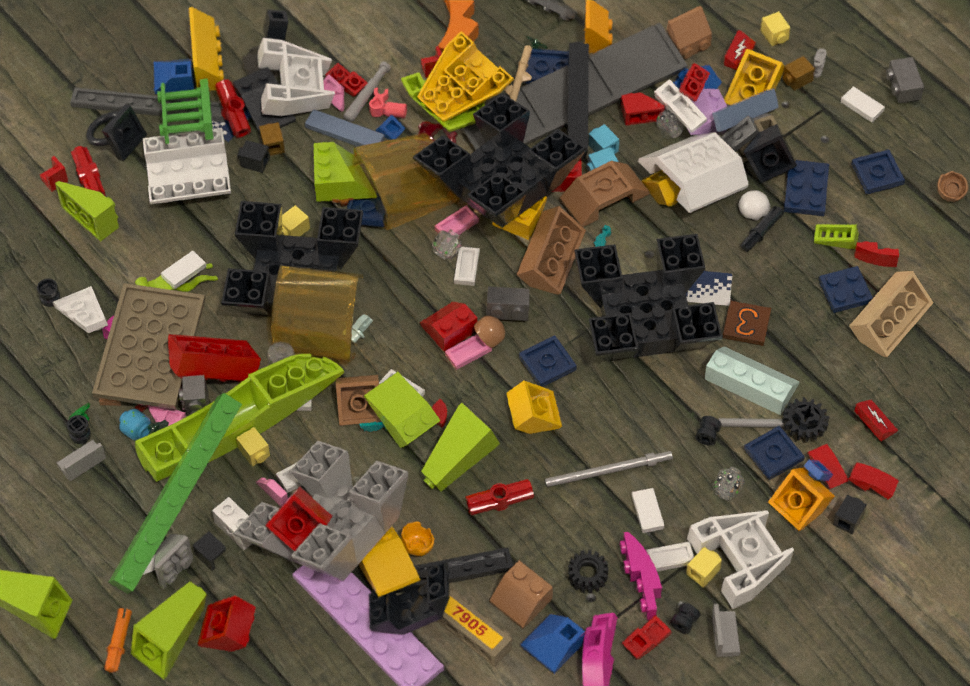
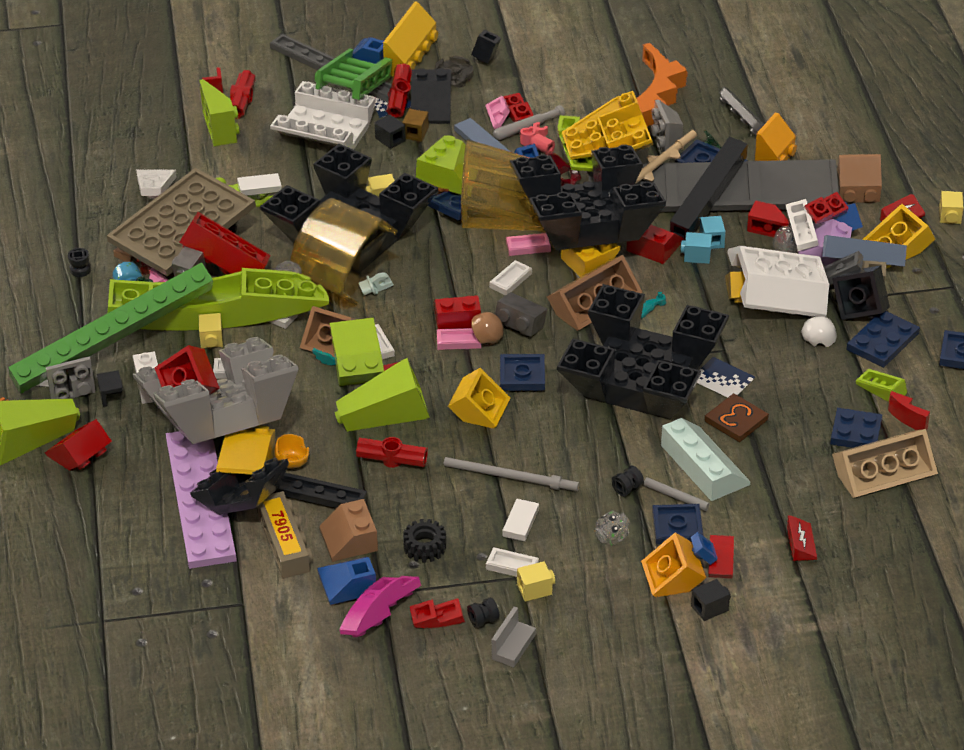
camera: 30 degrees right, 15 degrees down
(48, 292) = (137, 158): black wheel -> none
(81, 460) = (63, 285): light grey panel -> none
(82, 411) = (93, 251): green plant -> none
(121, 133) = (289, 72): black tile -> none
(300, 78) = (469, 90): white wedge -> none
(446, 244) = (502, 252): clear head -> none
(492, 46) = (666, 125): none -> light grey slope
(601, 188) = (680, 259): medium nougat slope -> none
(643, 571) = (472, 563): dark pink slope -> none
(747, 548) = (586, 584): white wedge -> none
(757, 234) = (802, 354): black axle -> none
(798, 73) = (945, 248): pearl gold brick -> none
(815, 423) = (728, 509): black gear -> none
(870, 477) = (758, 582): red slope -> none

